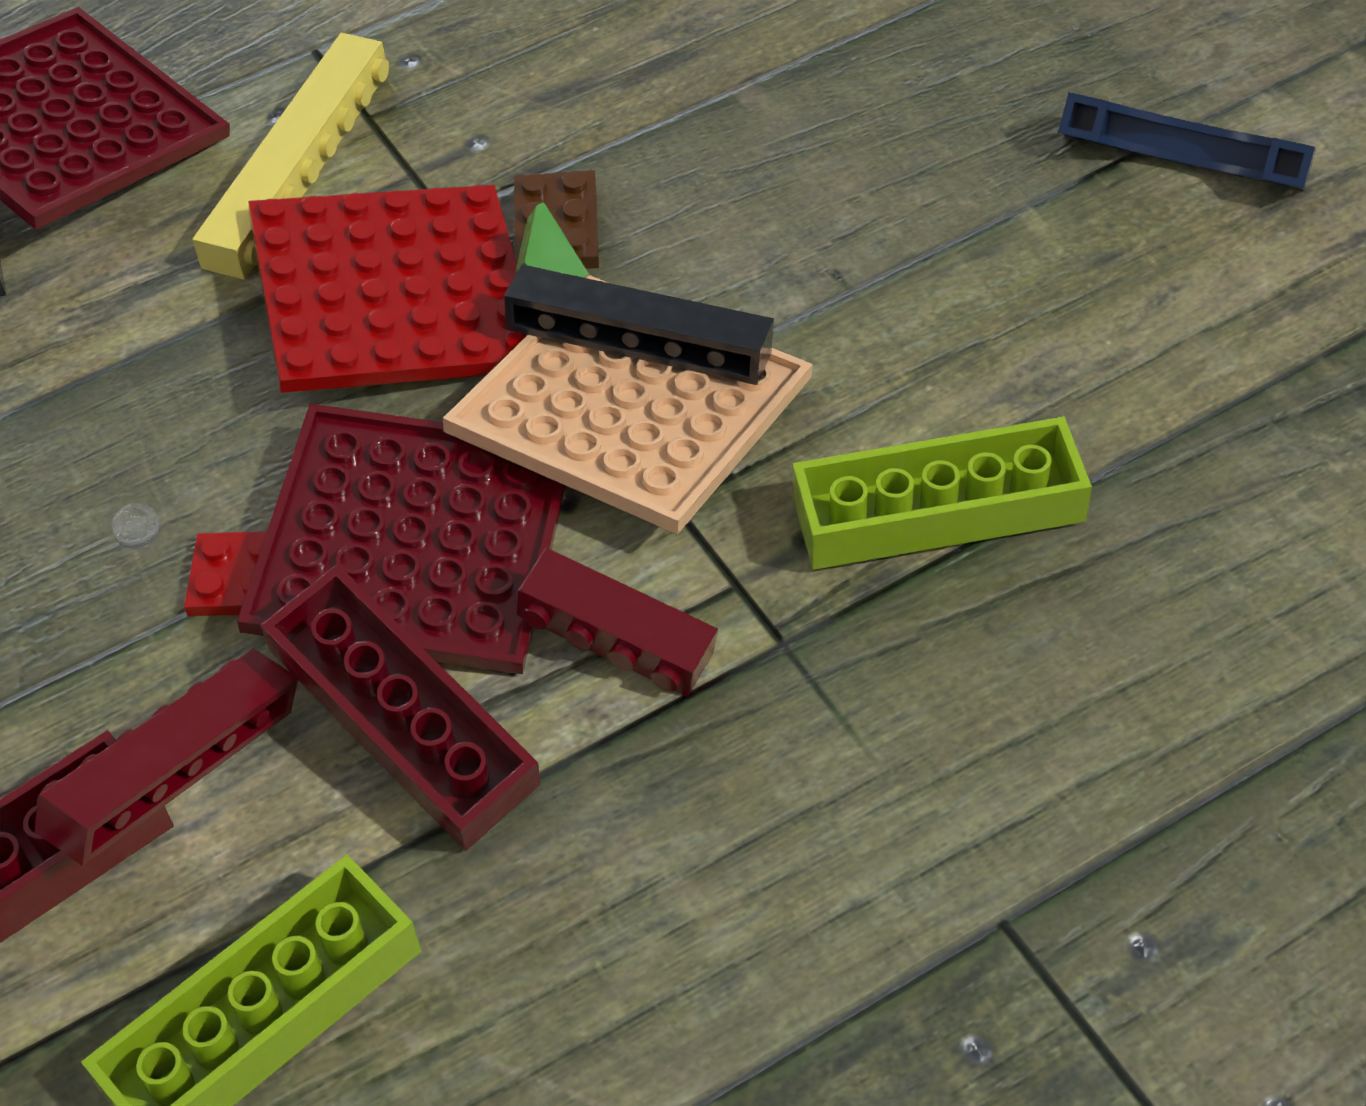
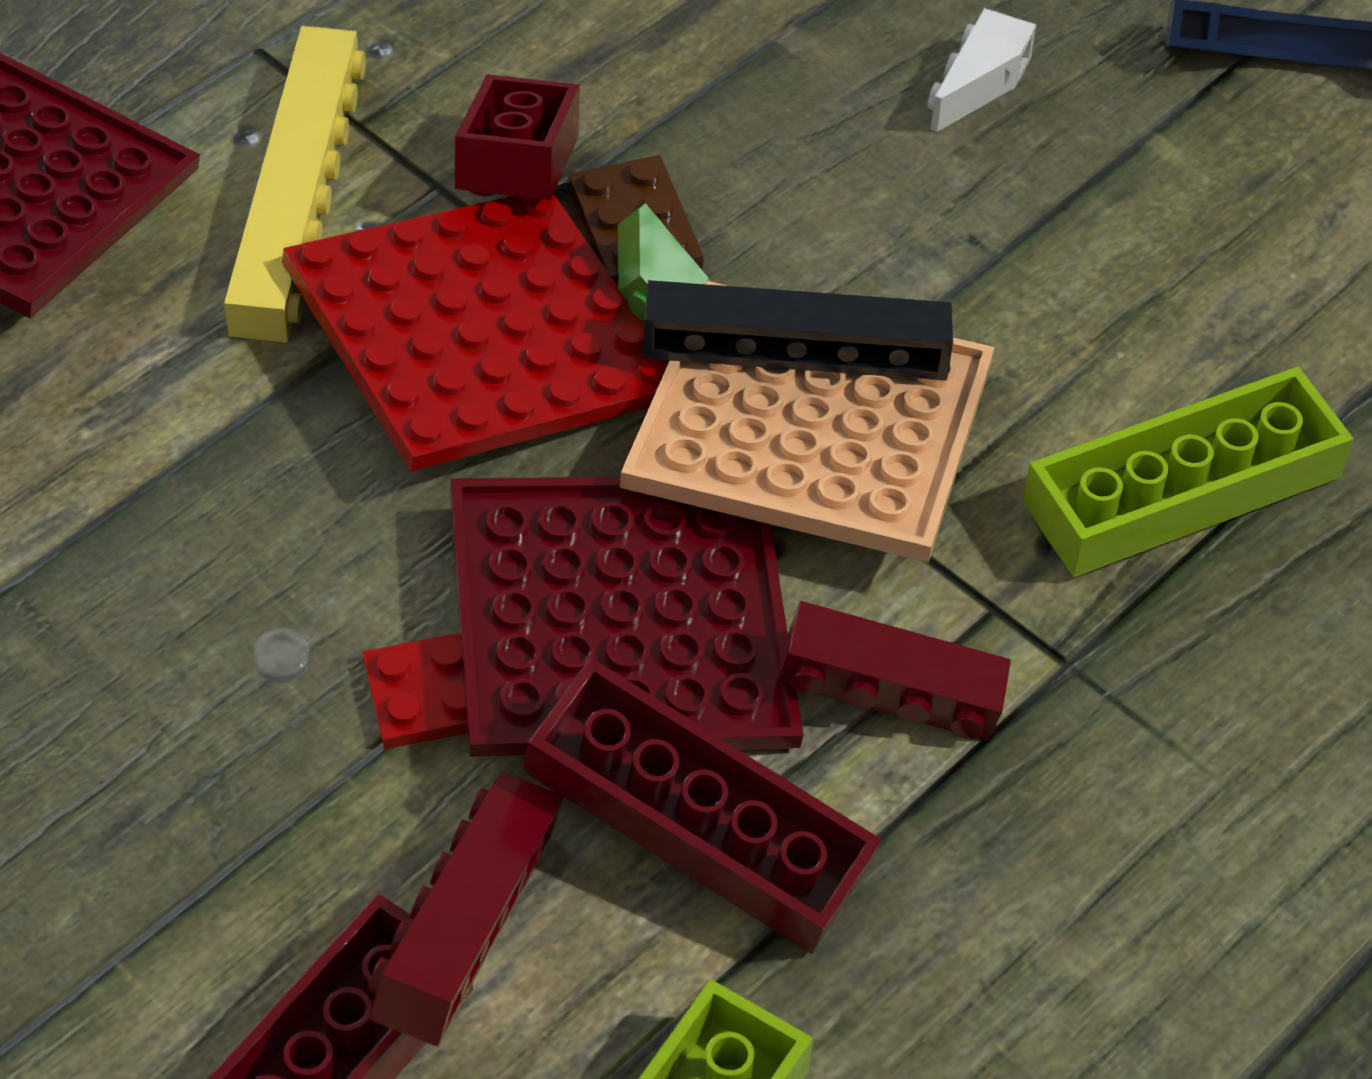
camera: 20 degrees left, 0 degrees up
(472, 139) = (517, 137): none -> dark red brick
(893, 133) = (987, 66): none -> white slope

